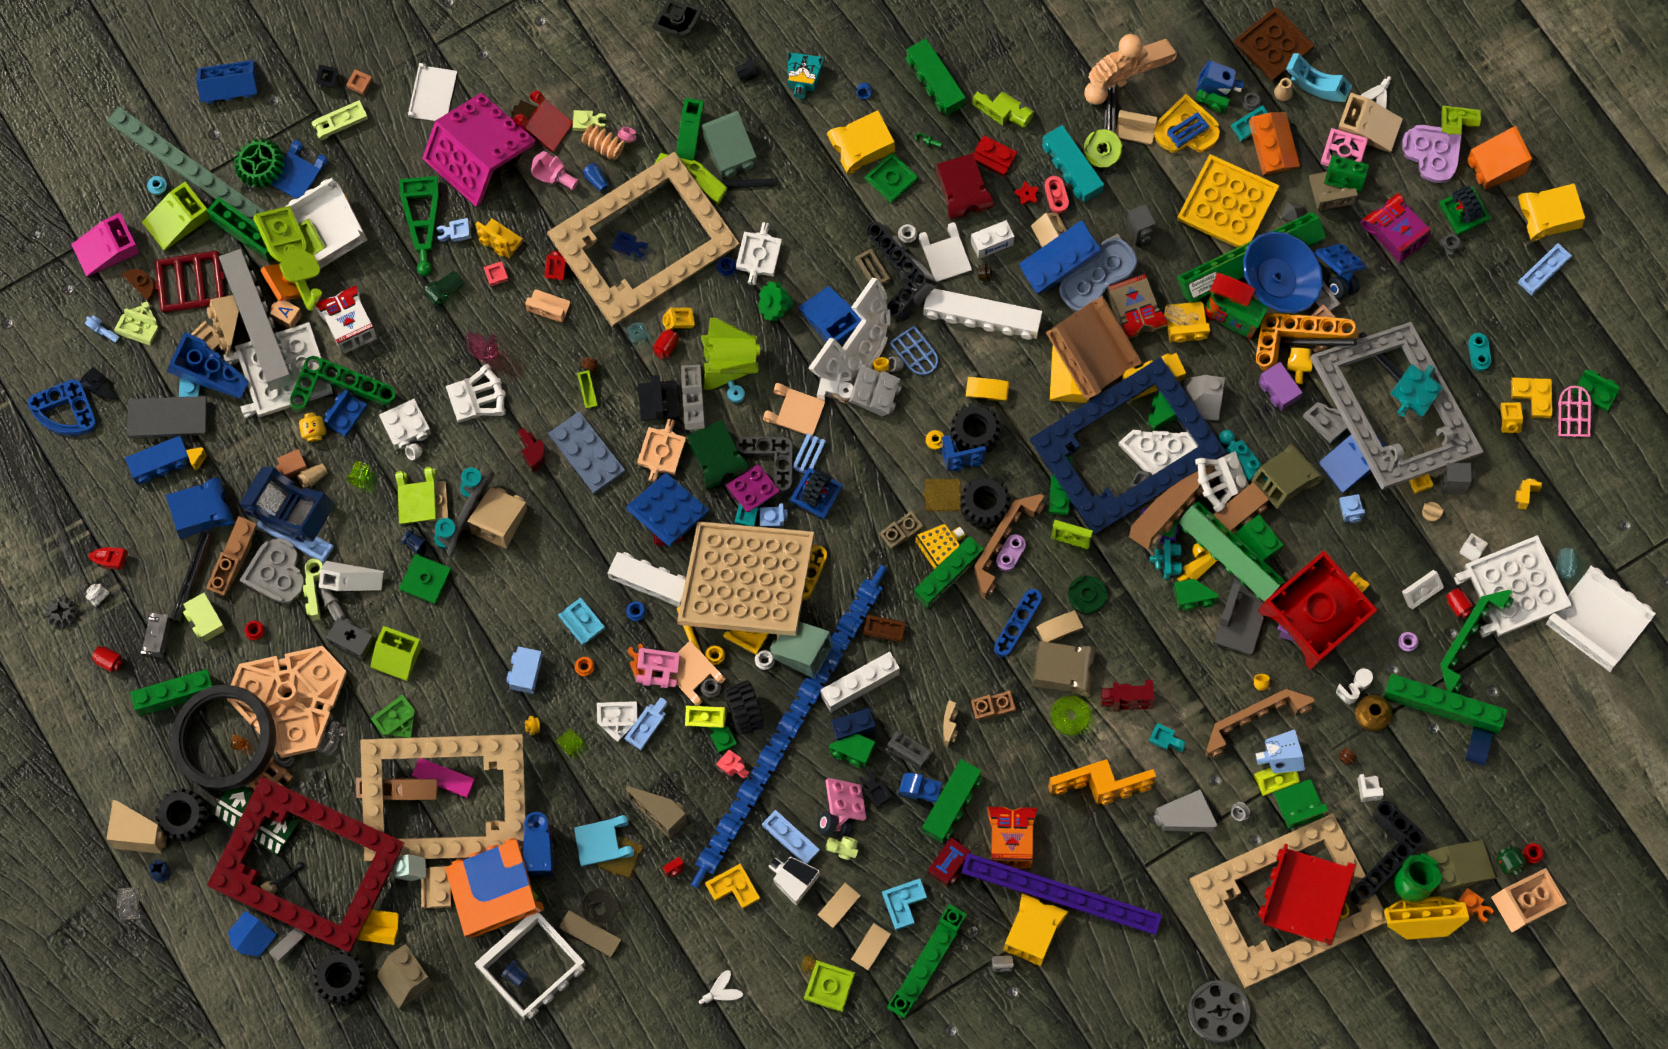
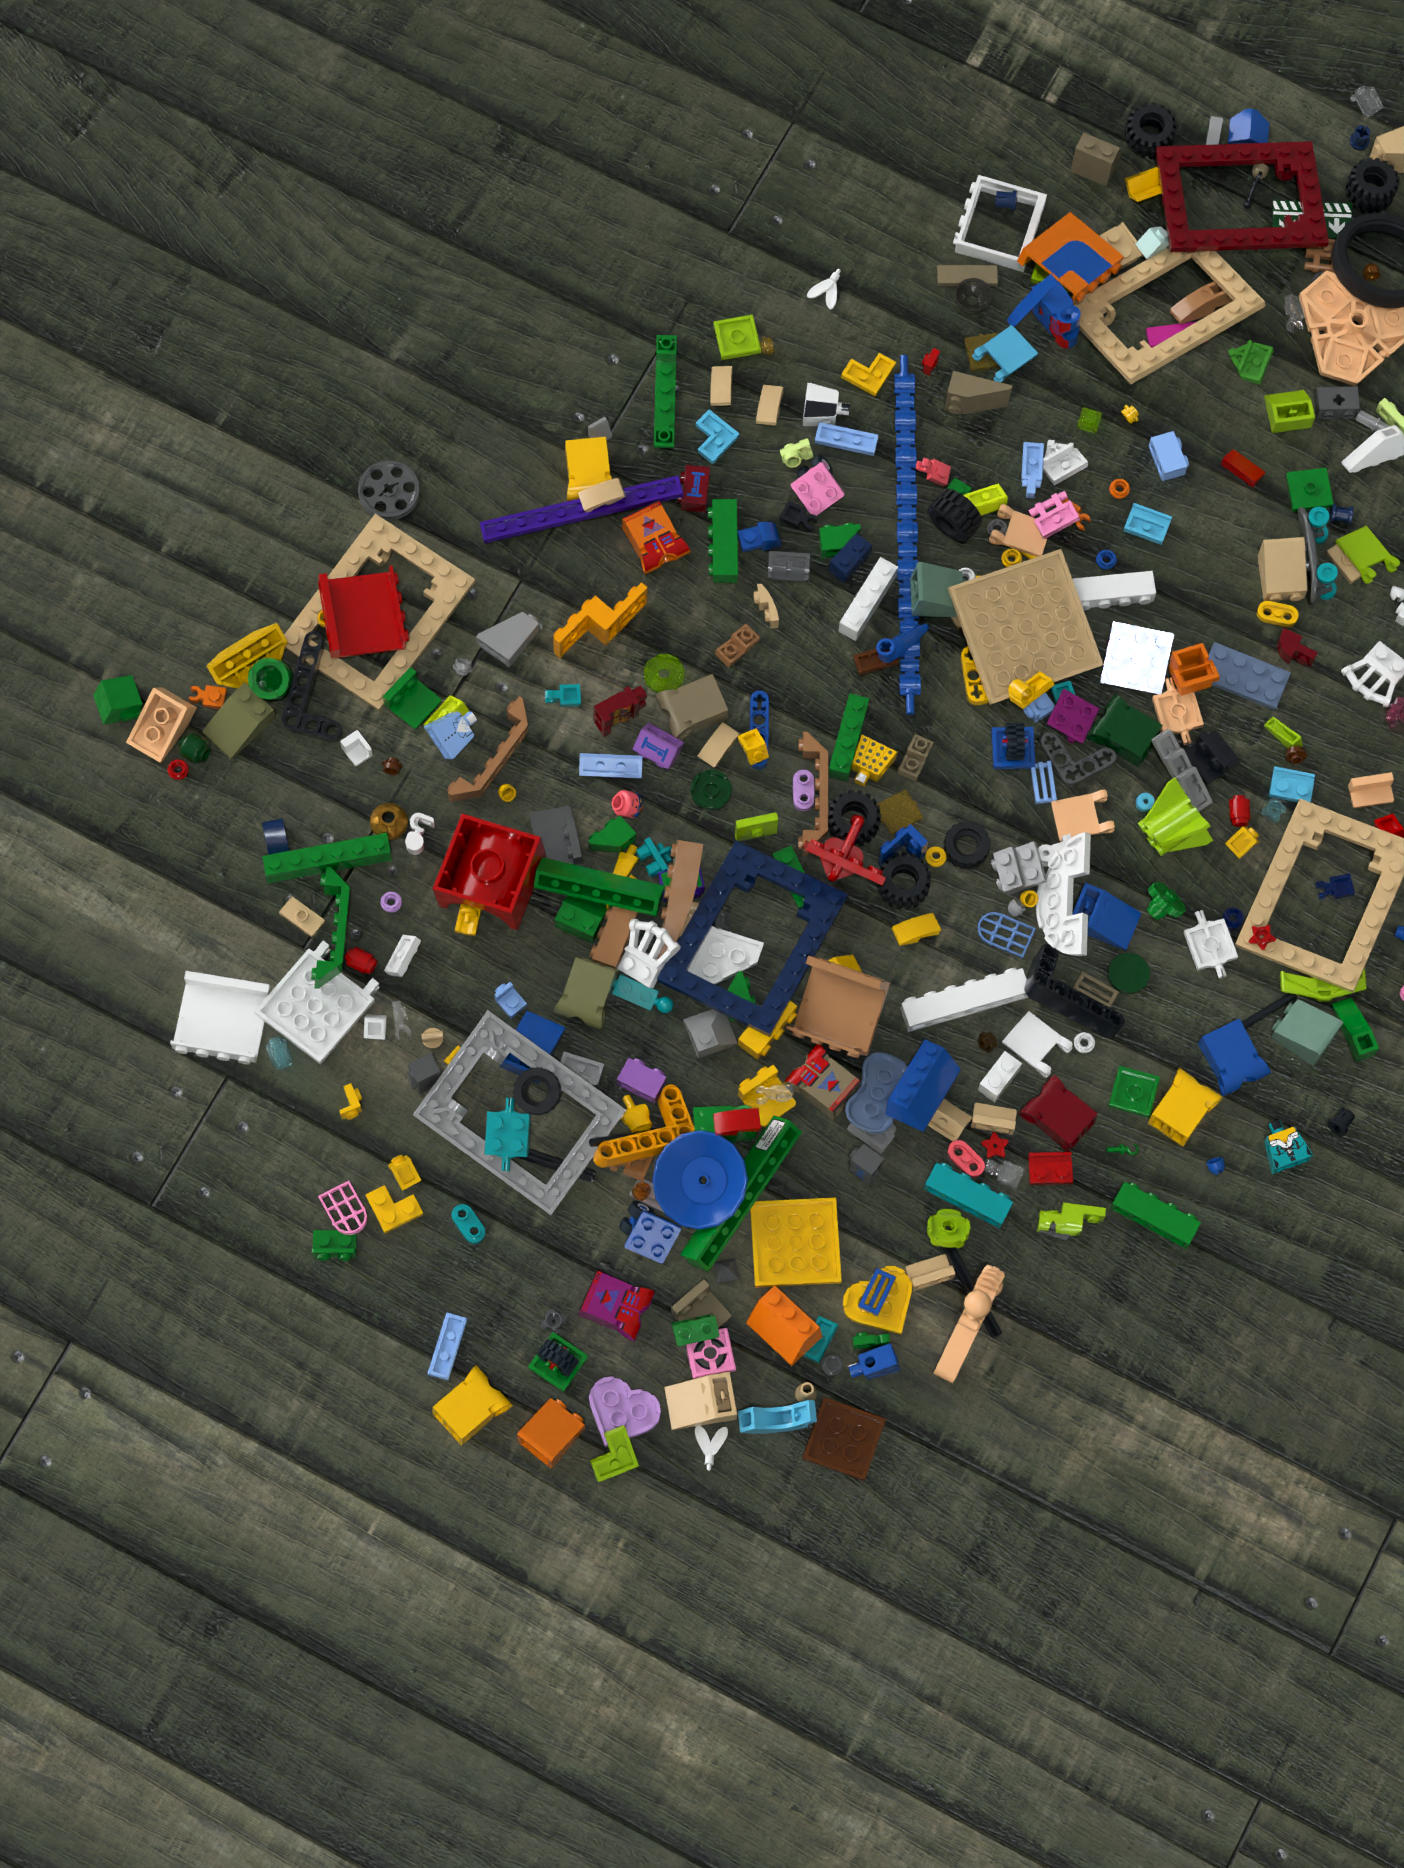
camera: 145 degrees right, 0 degrees up
(467, 628) = (1242, 468): none -> red slope
(526, 487) = (1277, 613): none -> yellow plate
(556, 861) = (1031, 300): none -> blue sticker
(608, 344) = (1291, 785): none -> medium azure plate
(632, 466) = (1192, 669): none -> orange plate
(717, 237) = (1257, 932): none -> red plate
(776, 522) = (1026, 692): none -> yellow plate
(799, 159) = (1232, 1057): none -> blue piece
(837, 268) = (1128, 973): none -> dark green tile
(858, 625) = (900, 643): none -> blue piece
(910, 421) = (967, 829): none -> black tyre
(1017, 213) = (993, 1118): none -> tan panel
(1025, 460) = (842, 857): none -> red plate
(1031, 166) = (1008, 1173): none -> clear plate
(1034, 604) = (753, 746): none -> yellow bracket
(1039, 888) = (600, 494): none -> tan slope
(1113, 648) = (658, 746): none -> medium lavender brick
(1161, 657) = (610, 765): none -> light blue plate
(1166, 613) = (627, 804): none -> coral head
(1330, 297) = (641, 1191): none -> clear orange hinge
(1369, 414) = (523, 1100): none -> black tyre
(1450, 542) = (400, 1015): none -> clear plate
(1489, 669) = (302, 917): none -> tan plate
(1557, 939) = (118, 700): none -> green plate

